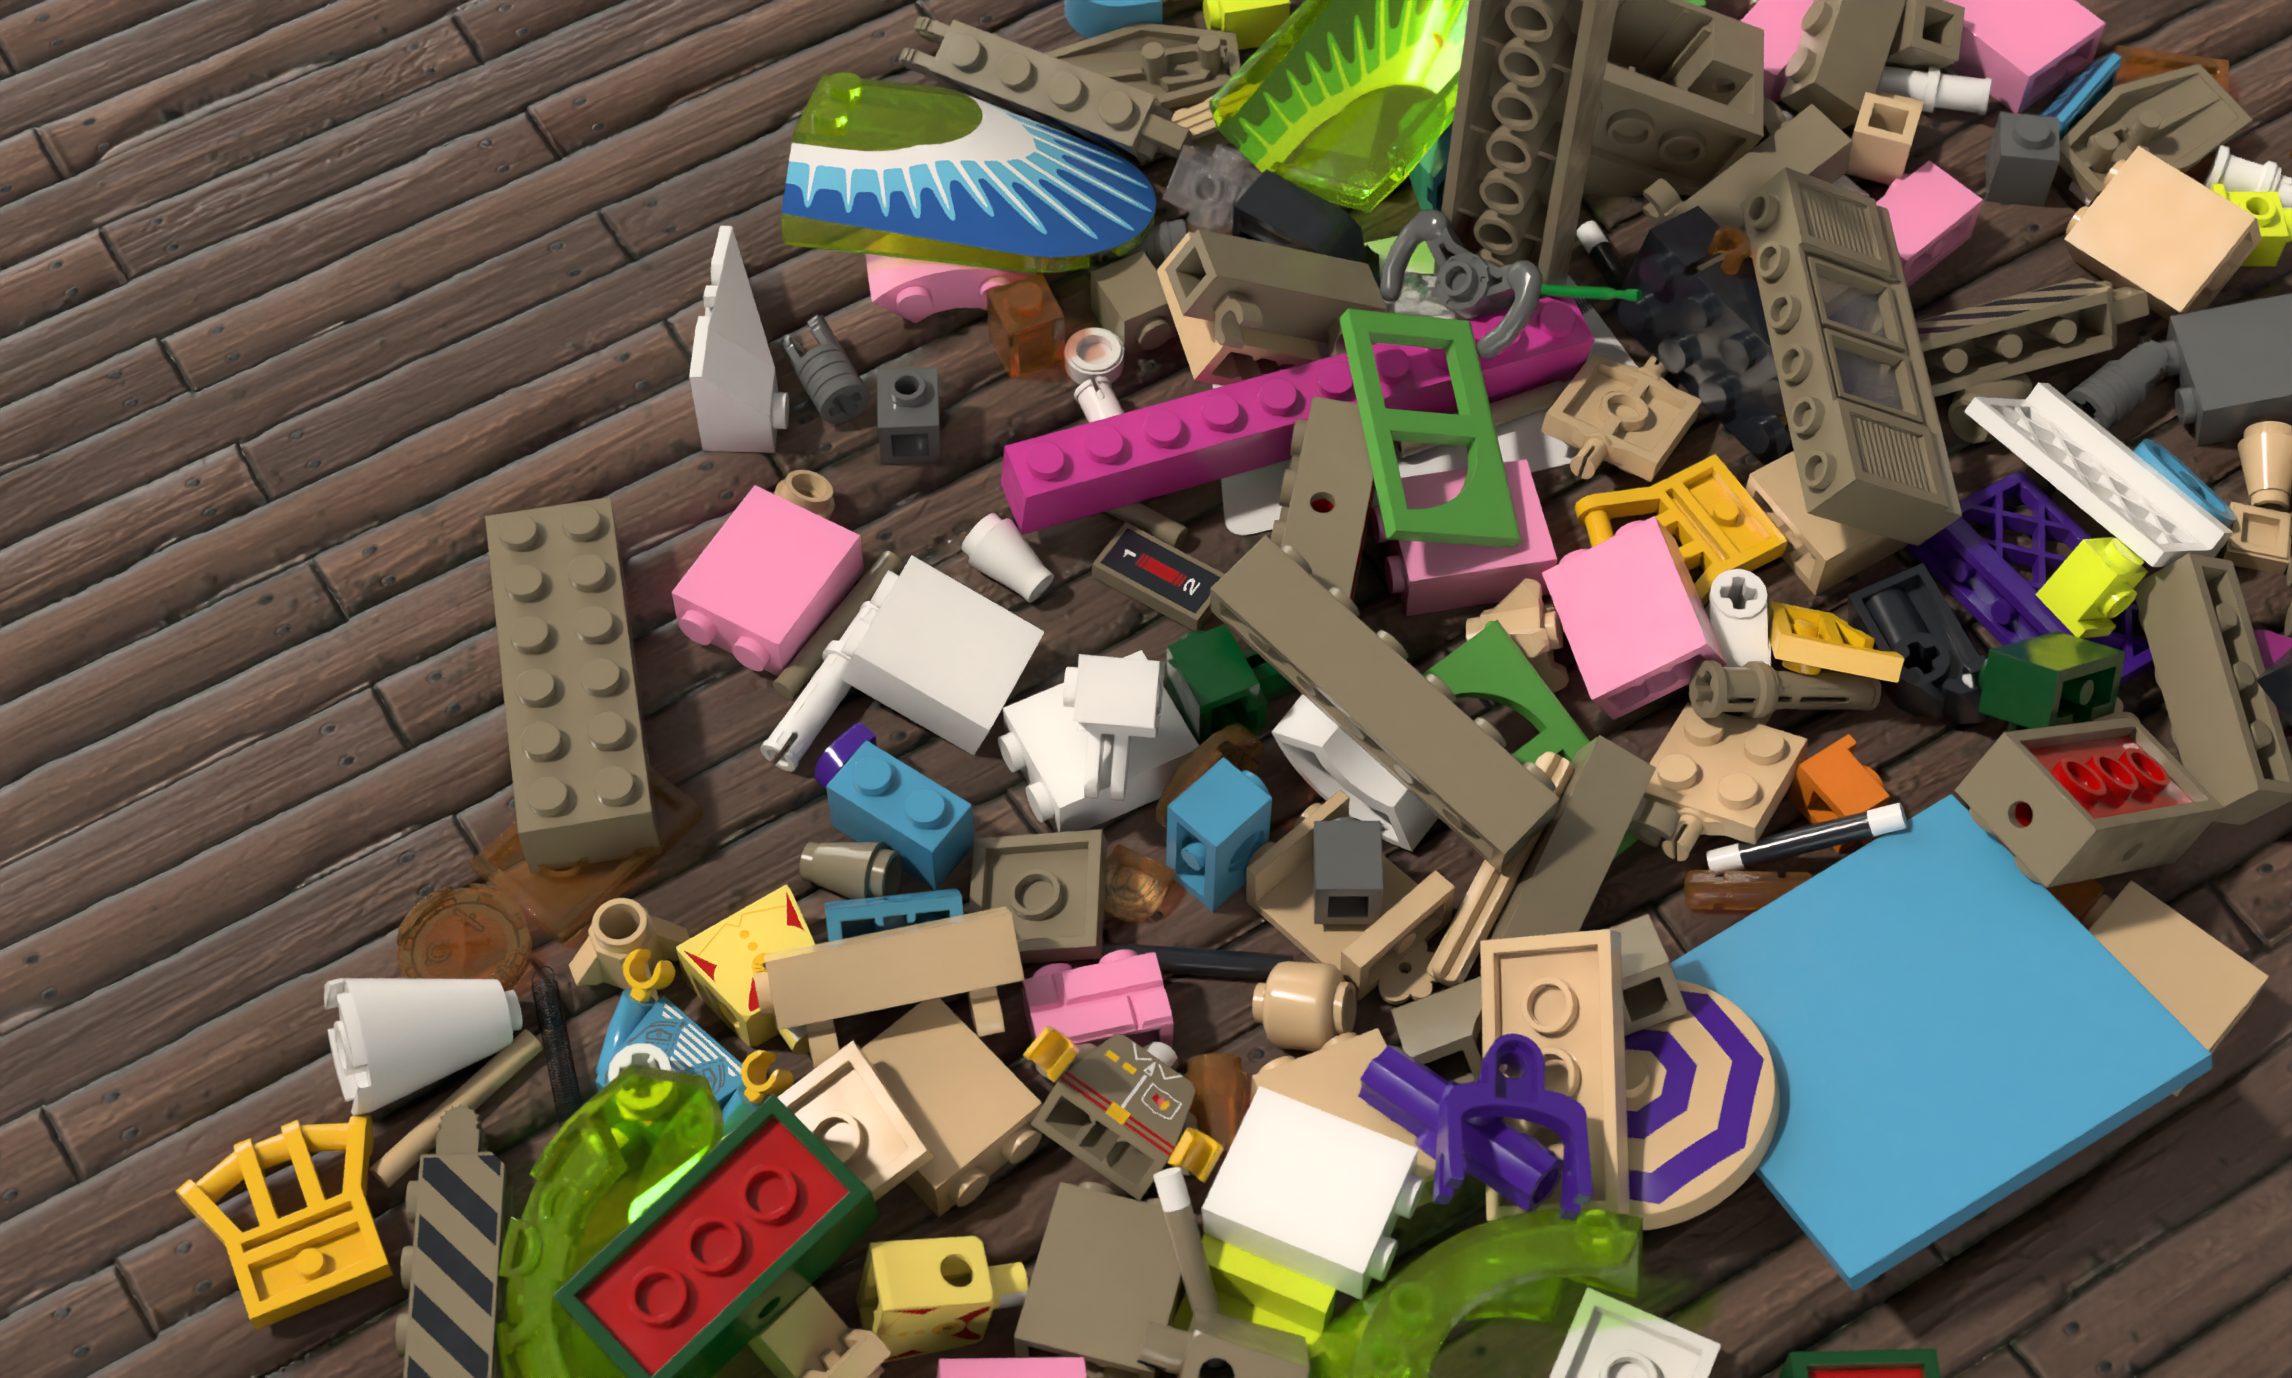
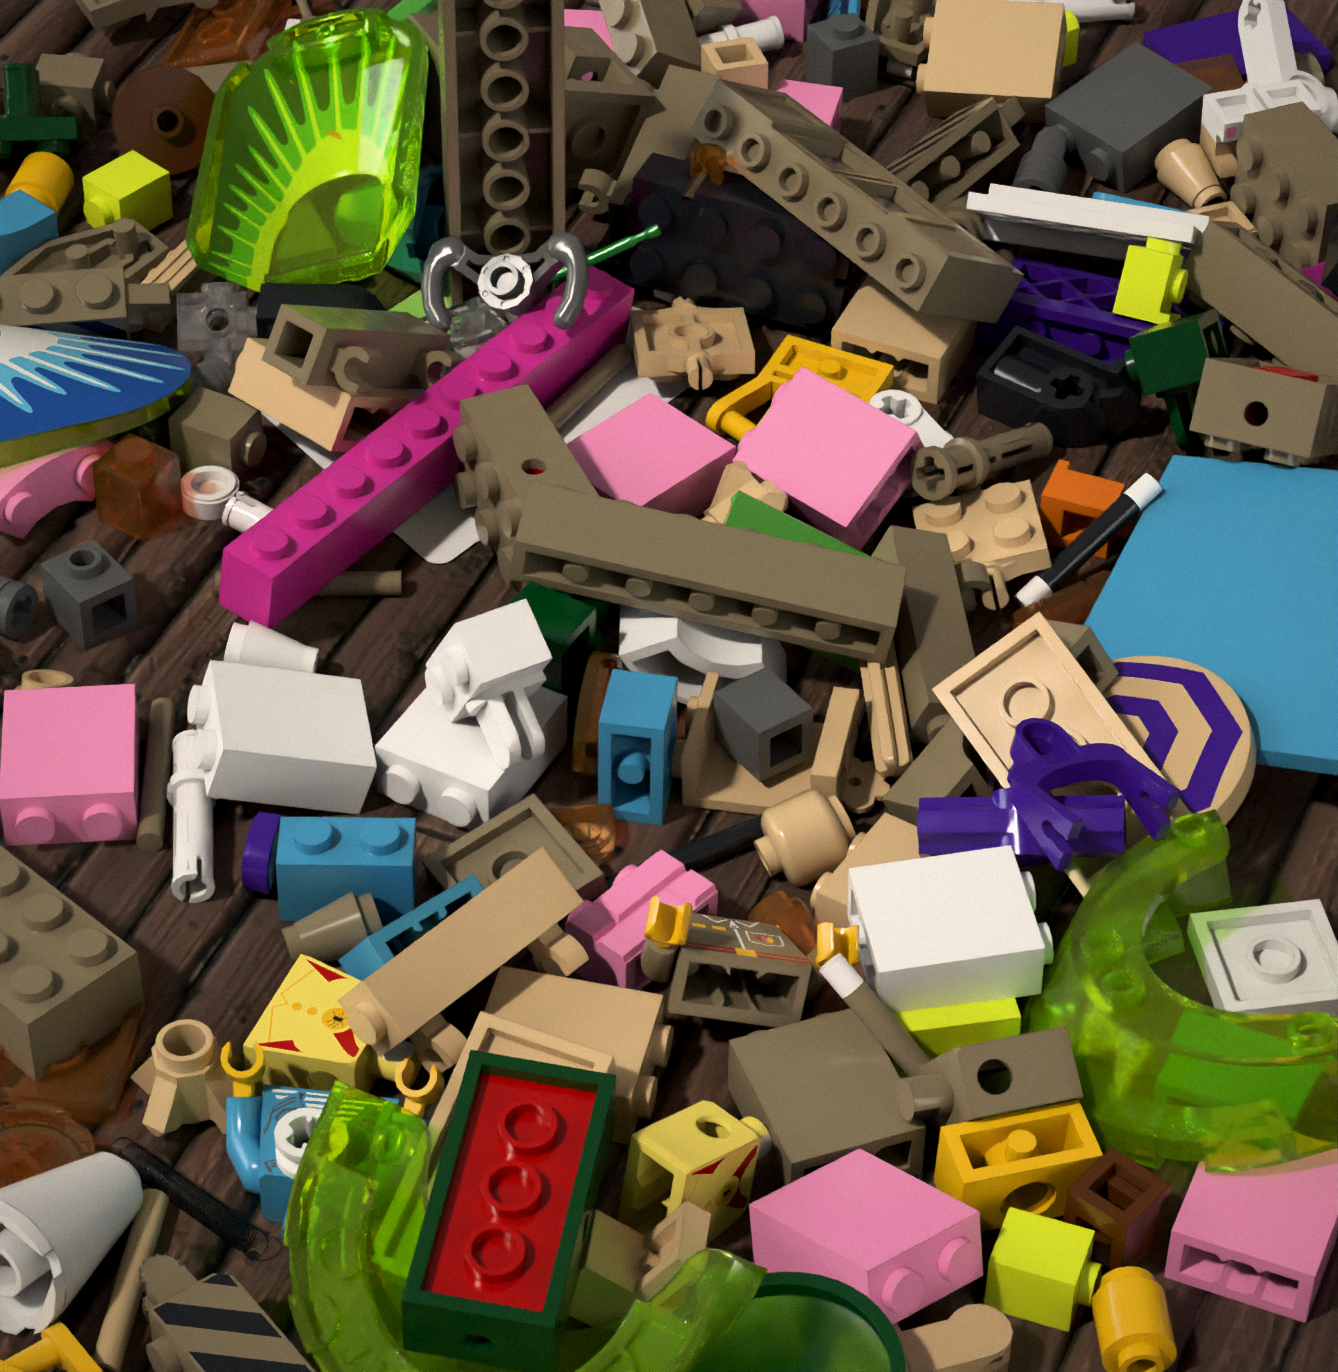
camera: 35 degrees left, 15 degrees down
(1157, 576) = (405, 614): tile -> none
(1484, 507) = (649, 430): bright green window -> none
(1820, 639) = (983, 417): yellow wing -> none

